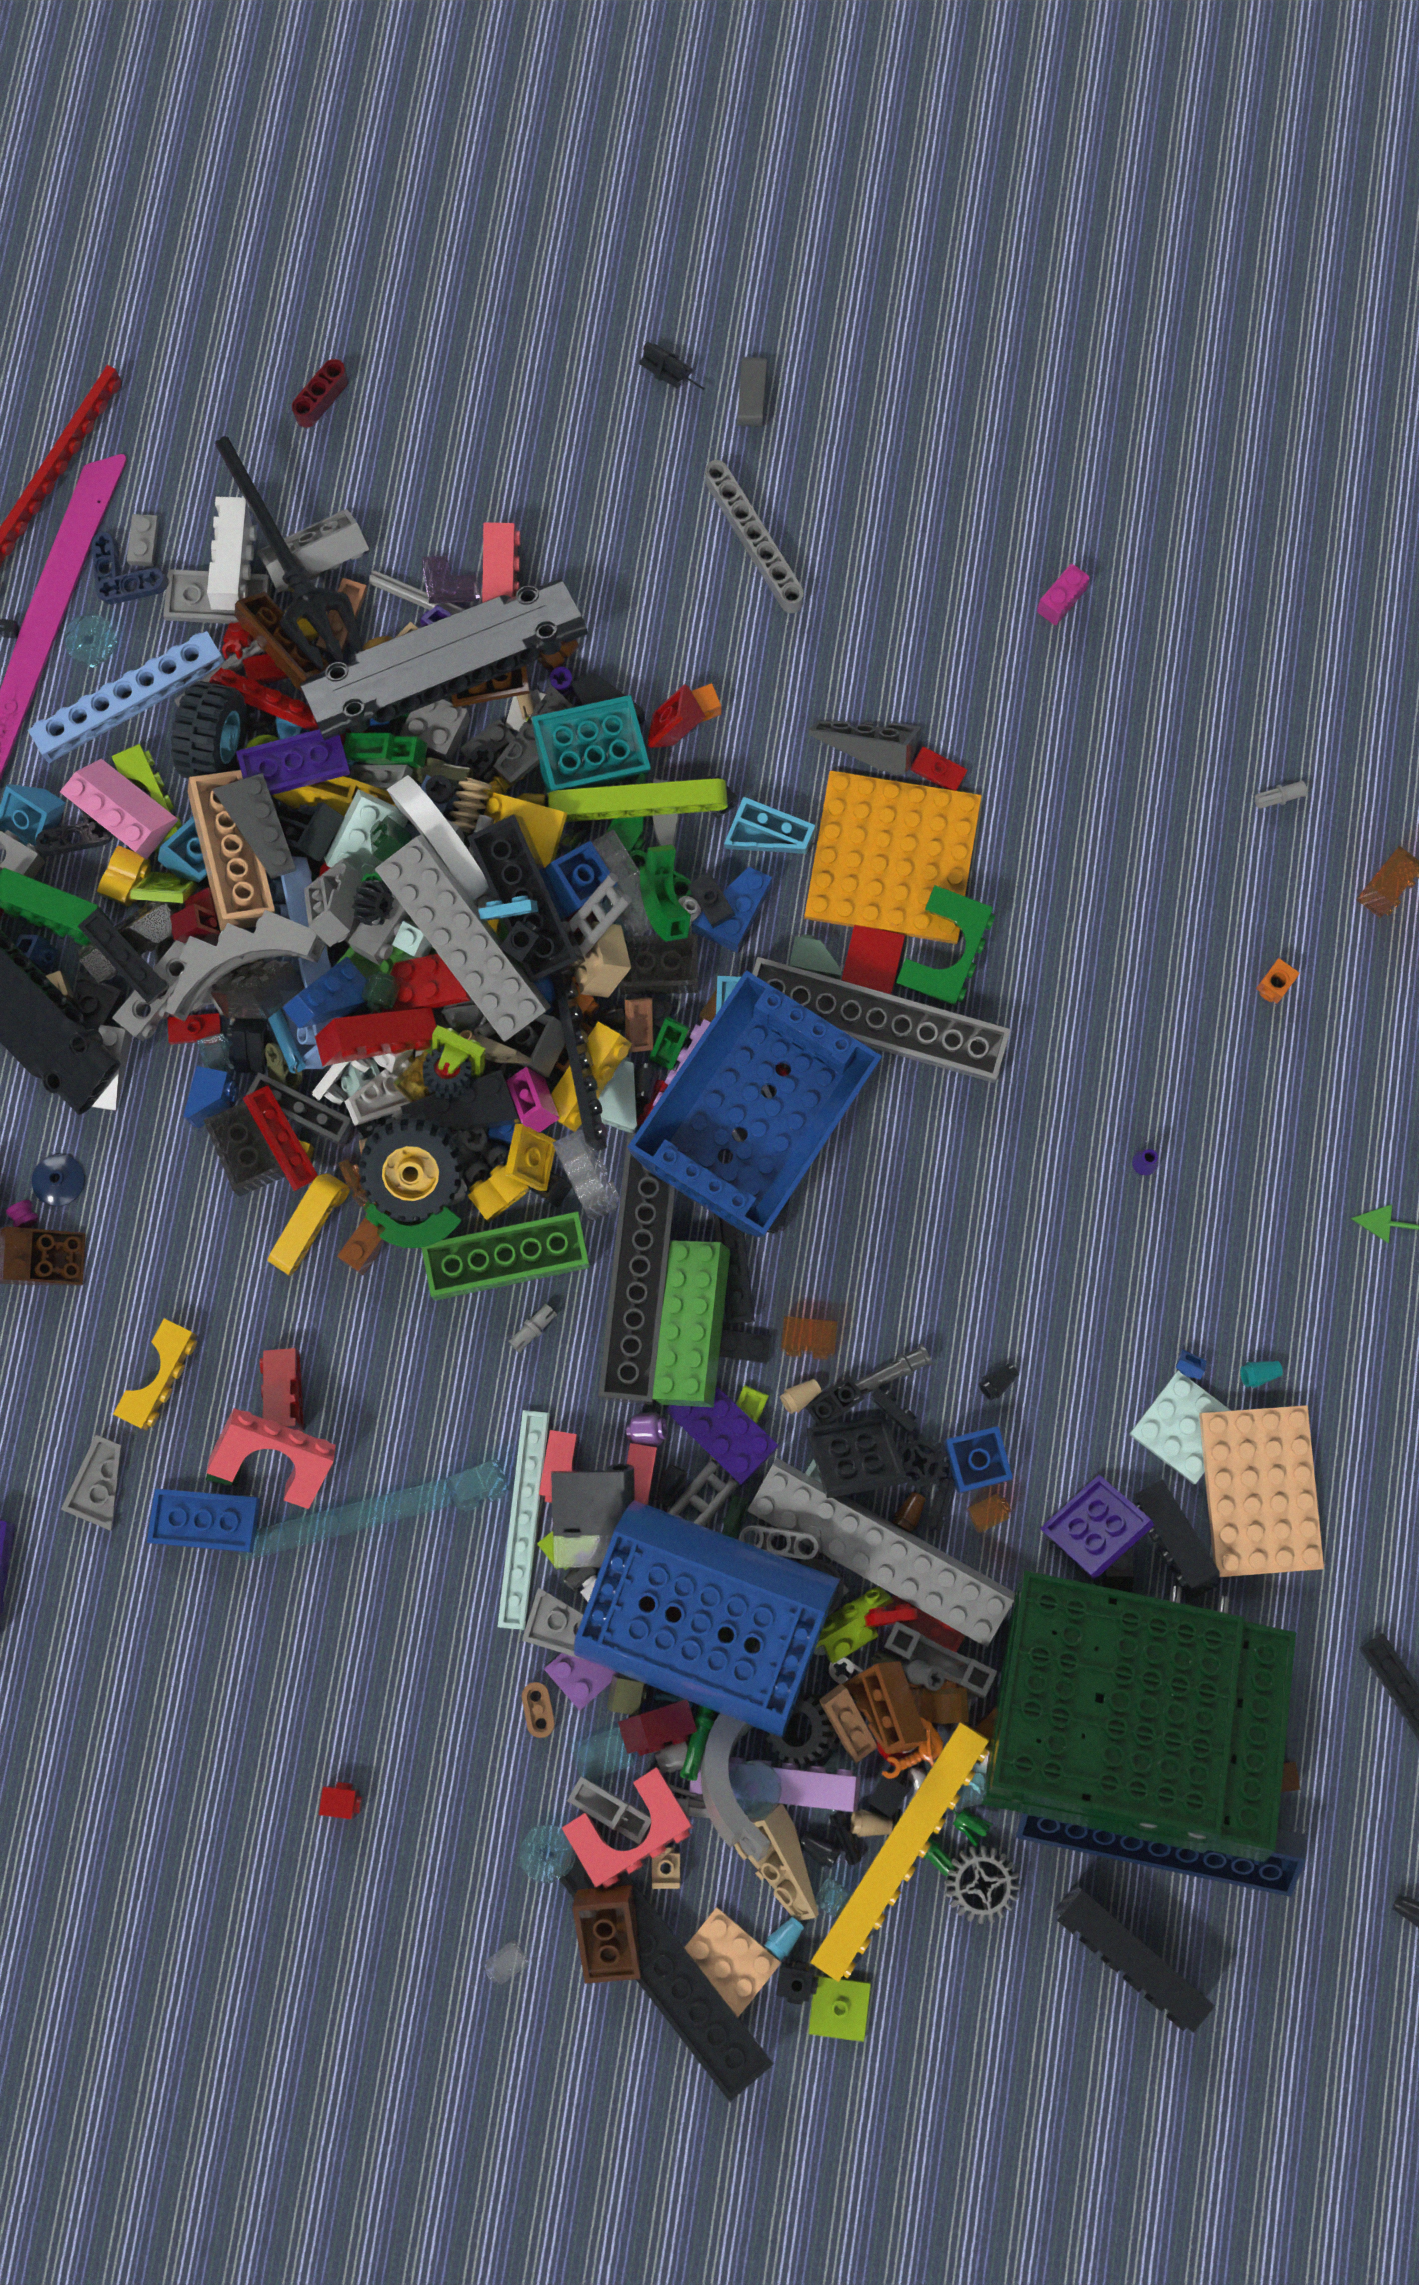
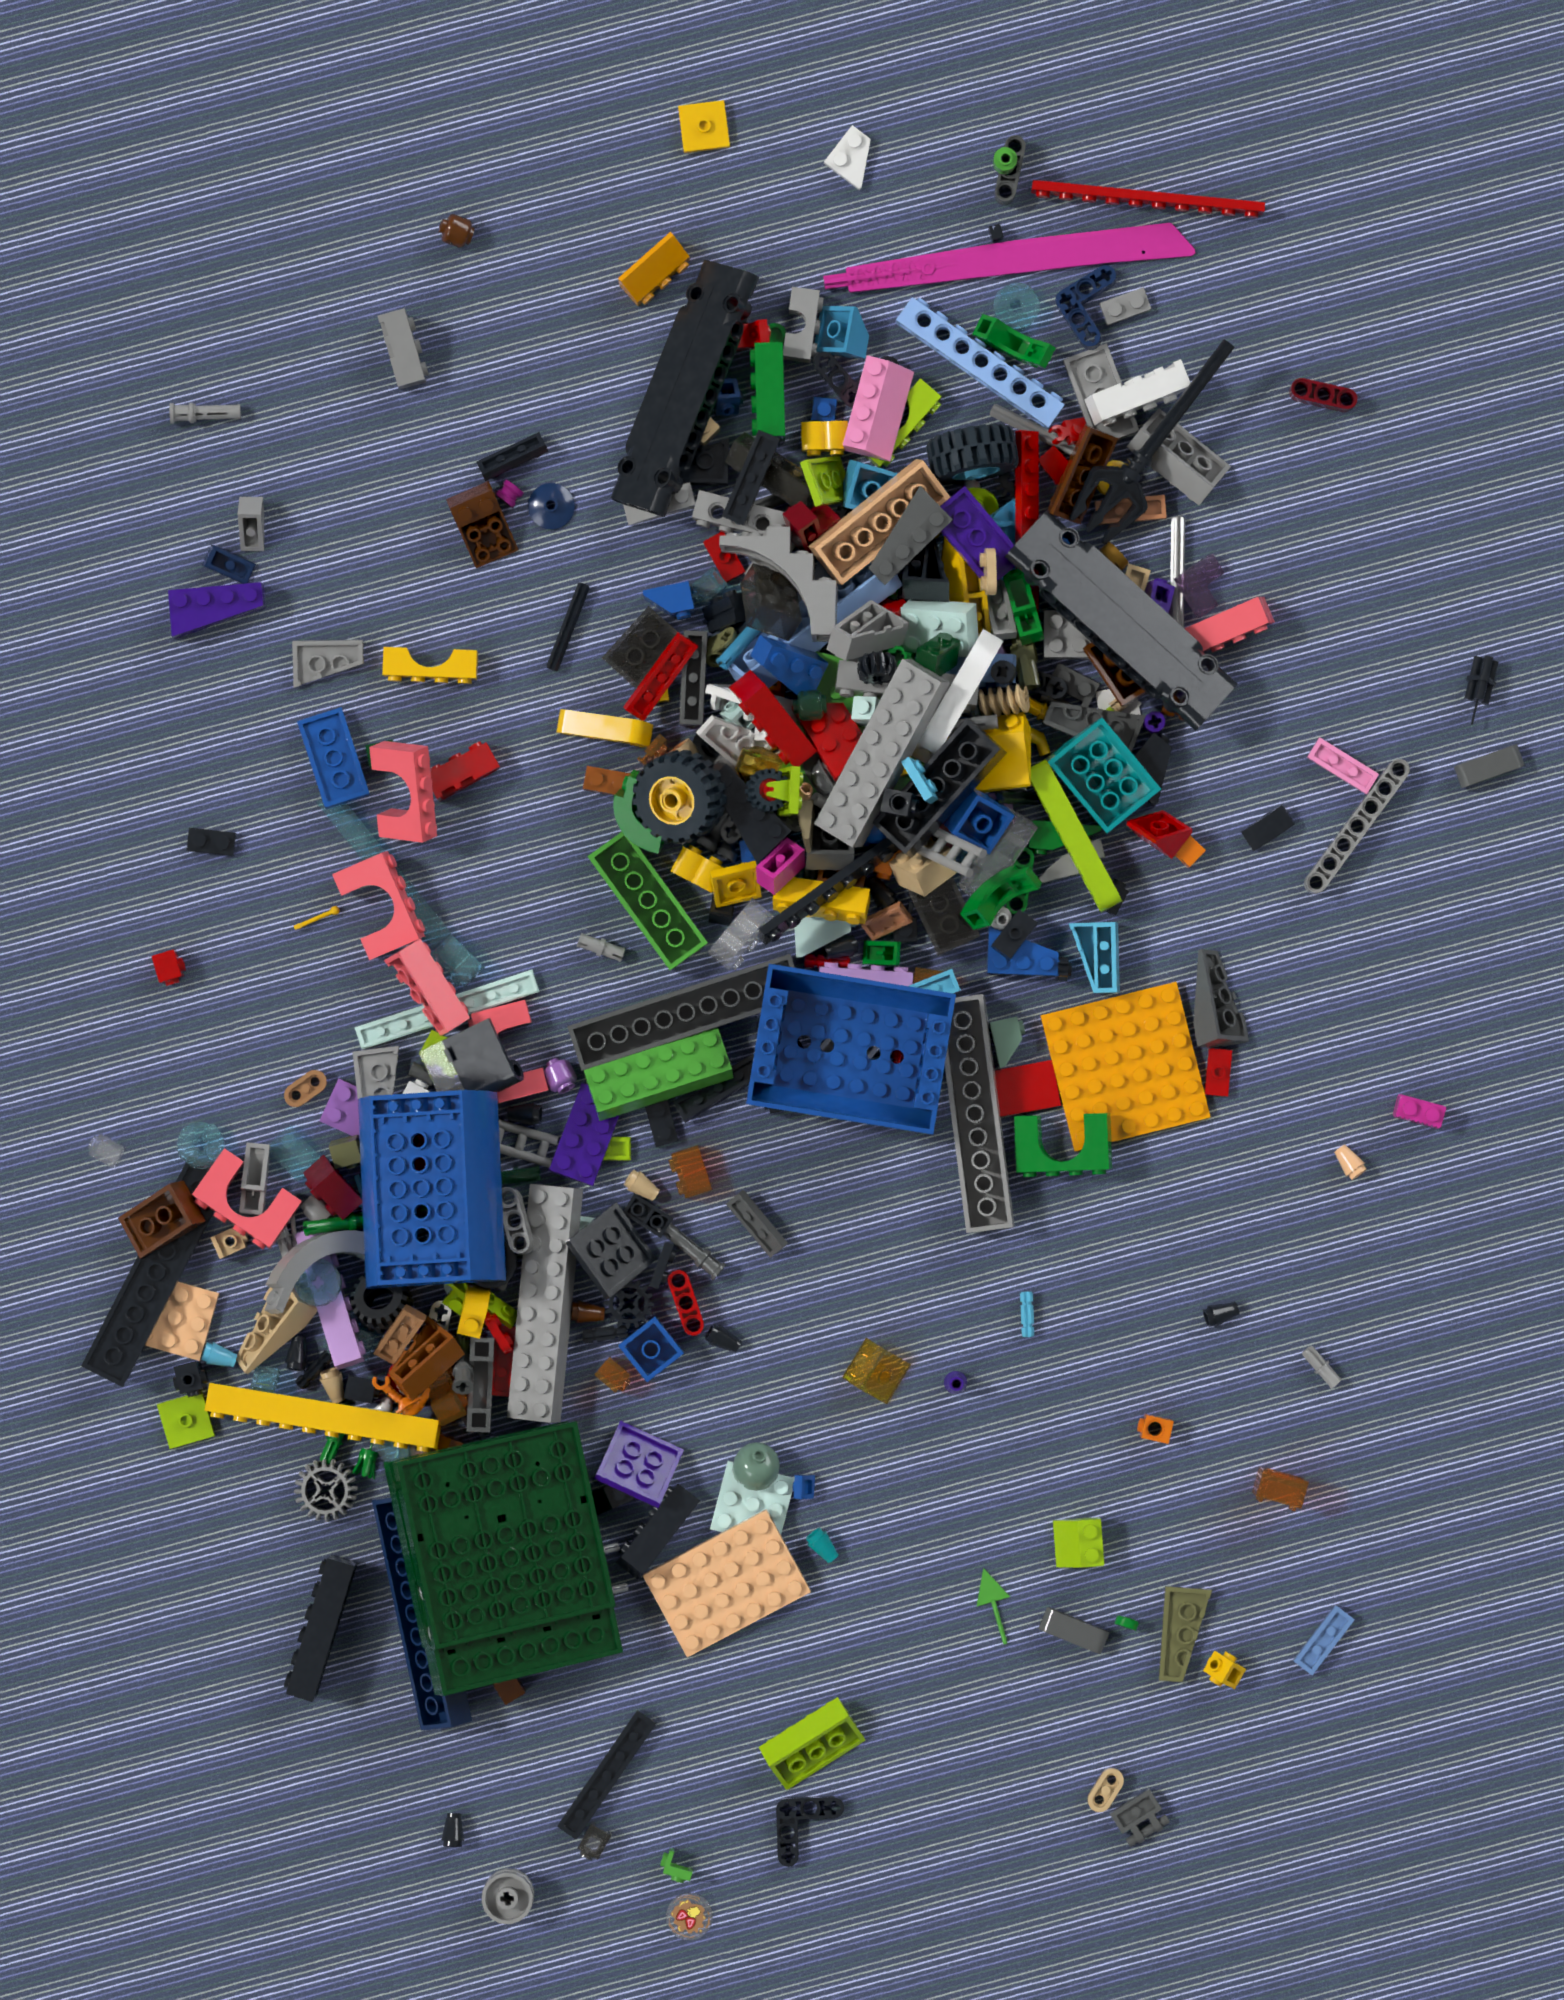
camera: 60 degrees right, 10 degrees up
(95, 866) = (824, 409): none -> blue plate
(124, 656) = (1013, 343): none -> green arch
(188, 1217) = (567, 627): none -> black axle
(230, 1693) = (211, 841): none -> black plate
(324, 756) = (989, 580): none -> tan plate
(364, 1593) = (334, 910): none -> yellow hinge
(414, 1524) = (404, 925): none -> coral arch
(489, 1525) = (429, 986): none -> coral wedge
(688, 525) = (1342, 765): none -> bright pink plate
(716, 619) = (1268, 827): none -> black slope
(770, 870) = (1064, 969): none -> black plate
(858, 1629) = (474, 1310): none -> yellow brick
(892, 1292) = (756, 1223): none -> dark grey plate
(957, 1402) = (686, 1314): none -> red beam
(1085, 681) = (1350, 1162): none -> light nougat cone
(1099, 1237) = (876, 1371): none -> clear yellow slope
(1104, 1060) = (1027, 1314): none -> medium azure axle
(1149, 1404) = (756, 1466): none -> sand green cylinder
(1185, 870) = (1220, 1313): none -> black cone
(1365, 1108) = (1078, 1542): none -> lime slope

